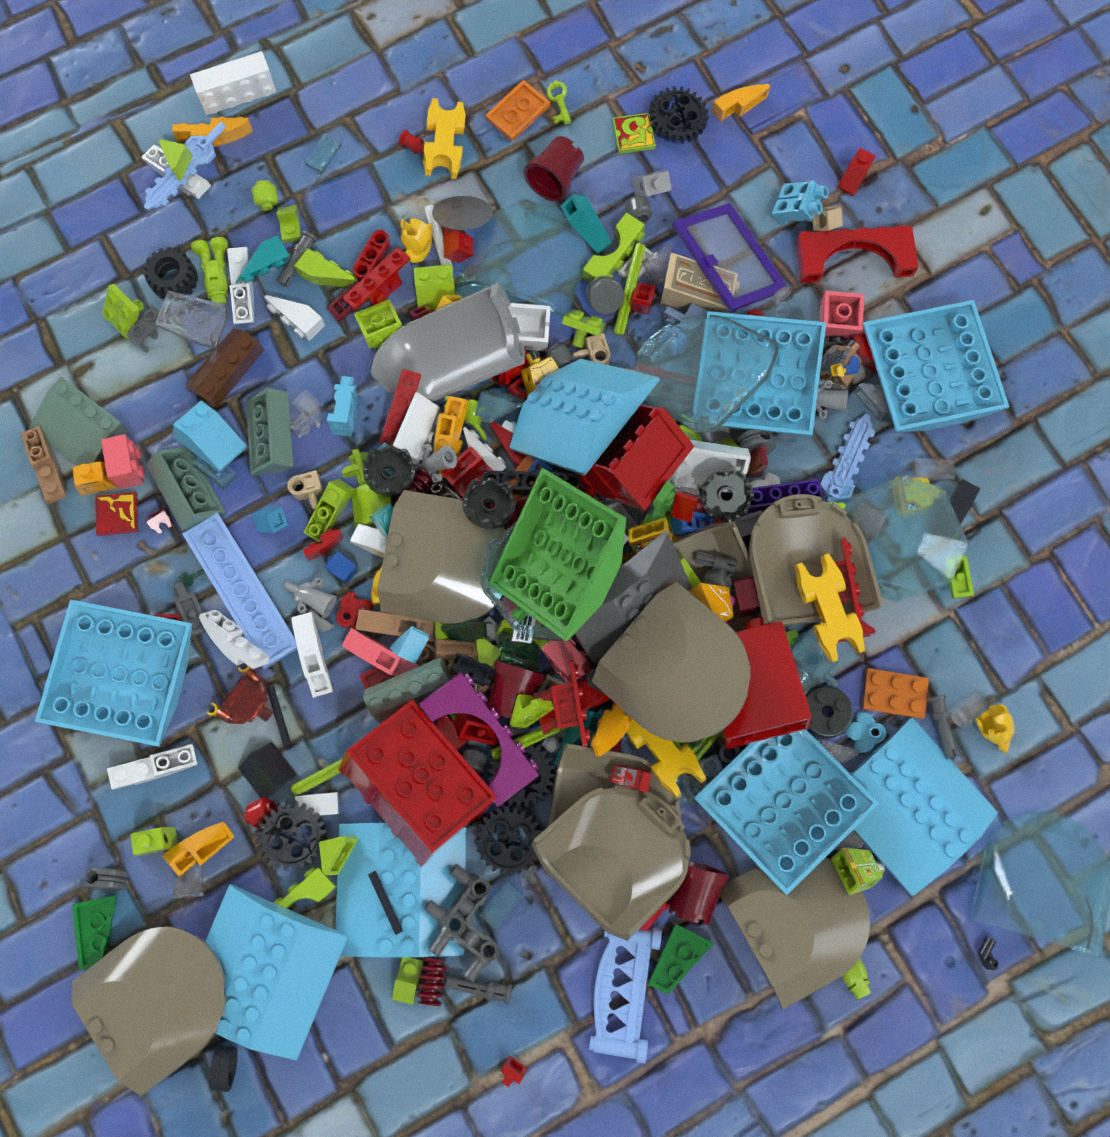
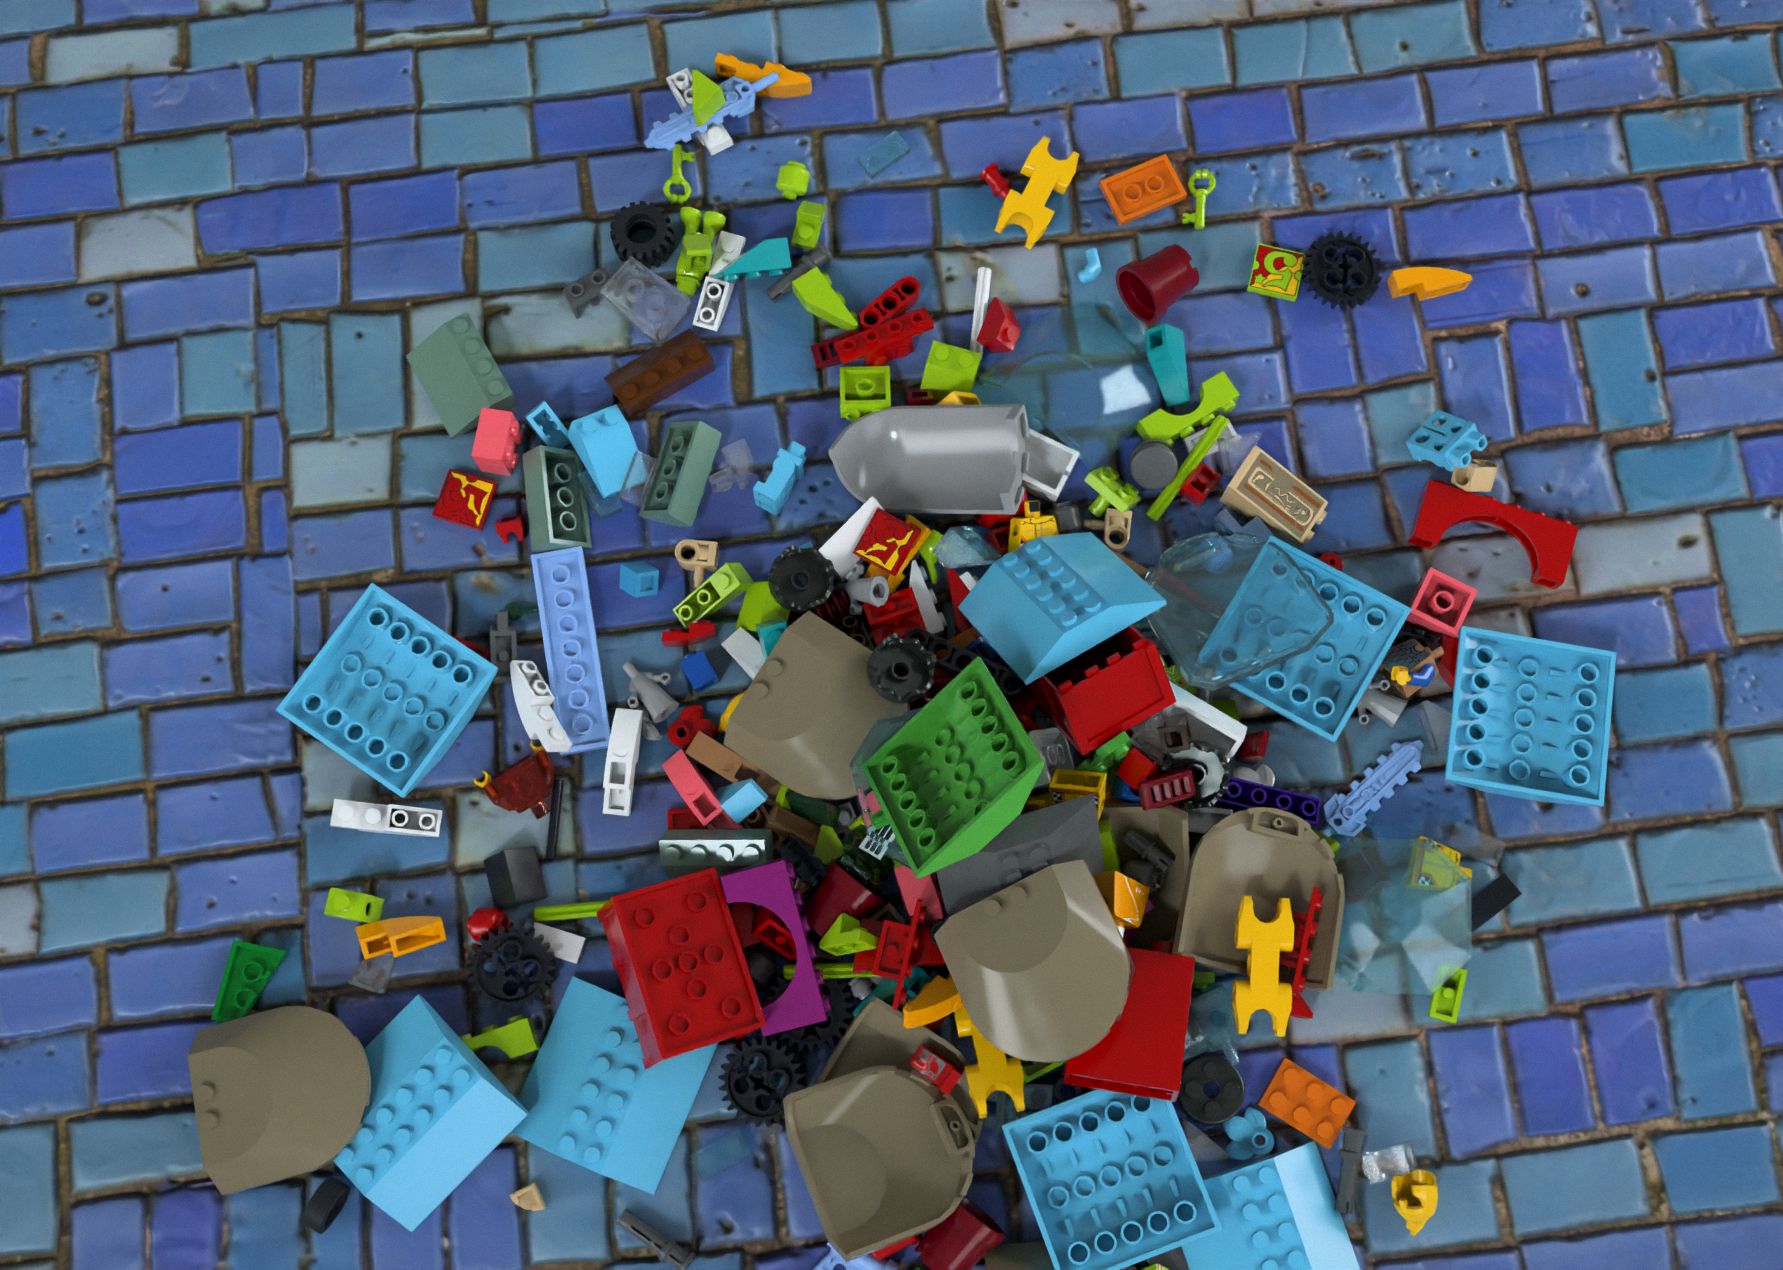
camera: 25 degrees right, 0 degrees up
(45, 464) = (407, 408): medium nougat slope -> none
(92, 478) = (453, 447): light orange torso -> none
(105, 880) = (281, 928): dark grey head -> none
(121, 310) = (567, 258): lime plate -> none
(156, 436) = (547, 426): none -> medium azure slope
(179, 225) = (677, 178): none -> lime piece
(216, 270) = (696, 252): none -> lime slope
(233, 83) = (810, 28): white piece -> none
(240, 448) = (639, 479): none -> clear tile
(299, 316) = (774, 346): white slope -> none
(335, 853) = (554, 1009): lime slope -> none
(356, 468) = (770, 551): lime hips -> none
(373, 997) = (529, 1198): none -> tan tile
(384, 900) = (586, 1093): black bar -> none
(402, 398) = (857, 492): red bracket -> none
(407, 980) = (576, 1195): lime slope -> none
(416, 239) = (952, 305): yellow helmet -> none
(432, 981) = (603, 1209): dark red piece -> none
(439, 420) = (886, 542): none -> tile
(462, 212) = (1021, 293): flat silver sticker -> none
(464, 934) = (663, 1170): dark grey pin -> none
(505, 177) = (1093, 267): none -> medium azure arm
(639, 208) = (1242, 372): dark grey head -> none
(652, 183) = (1271, 346): light grey torso -> none
(701, 471) = (1175, 734): none -> dark brown brick
(722, 507) = (1182, 787): none -> dark red slope
(730, 257) = (1329, 477): door -> none
(746, 596) = (1167, 908): dark red slope -> none
(755, 438) = (1262, 717): dark grey head -> none
(856, 171) = (1537, 429): red slope -> none

